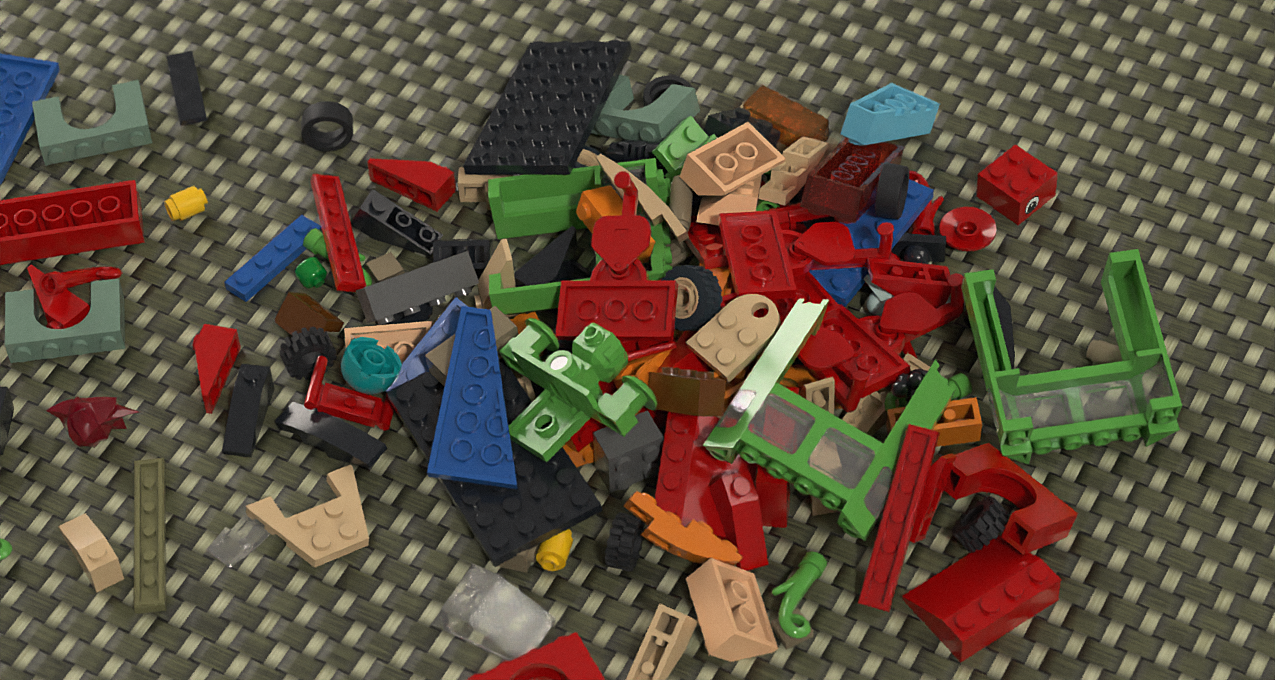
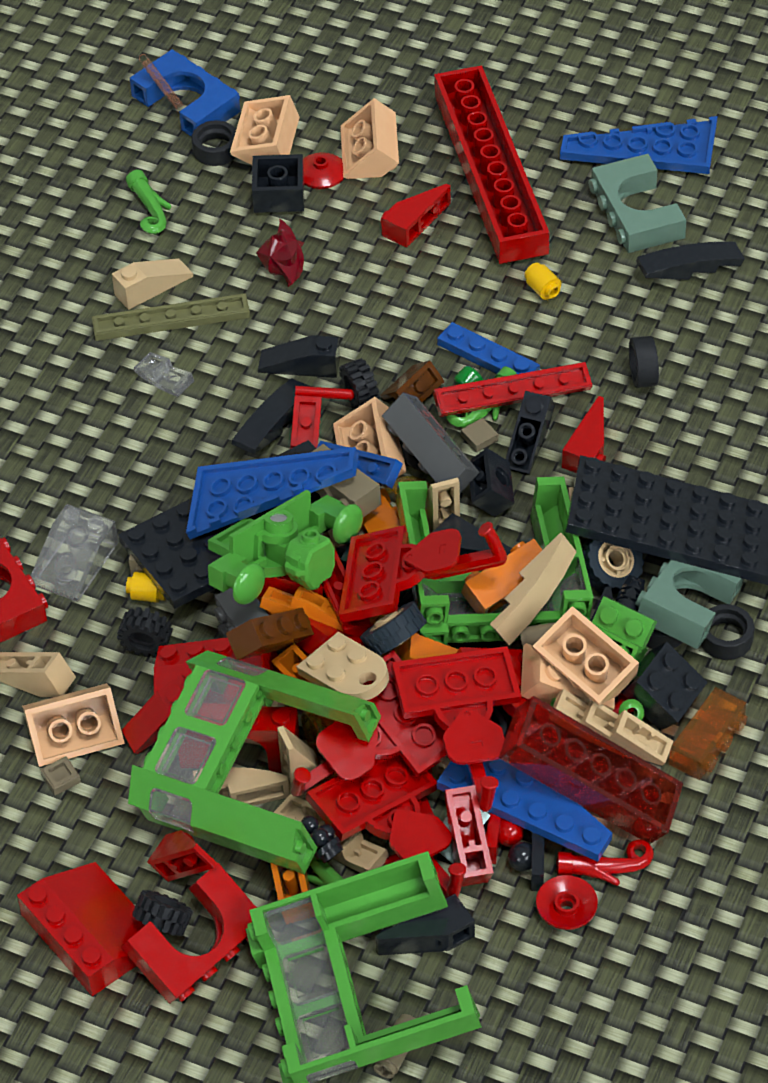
camera: 85 degrees right, 0 degrees up
(56, 282) = (441, 218): red plant -> none
(98, 332) = (392, 248): sand green arch -> none
(215, 354) = (354, 326): red slope -> none
(324, 530) = (171, 428): tan wing -> none
(369, 366) = (332, 419): teal cylinder -> none
(692, 542) = (131, 669): orange slope -> none
(797, 585) = (96, 770): bright green plant -> none
(889, 116) = (701, 807): medium azure wedge -> none
(892, 191) = (566, 786): black tyre -> none
(898, 517) = (152, 830): red tile -> none
(1016, 184) = (634, 946): red brick -> none

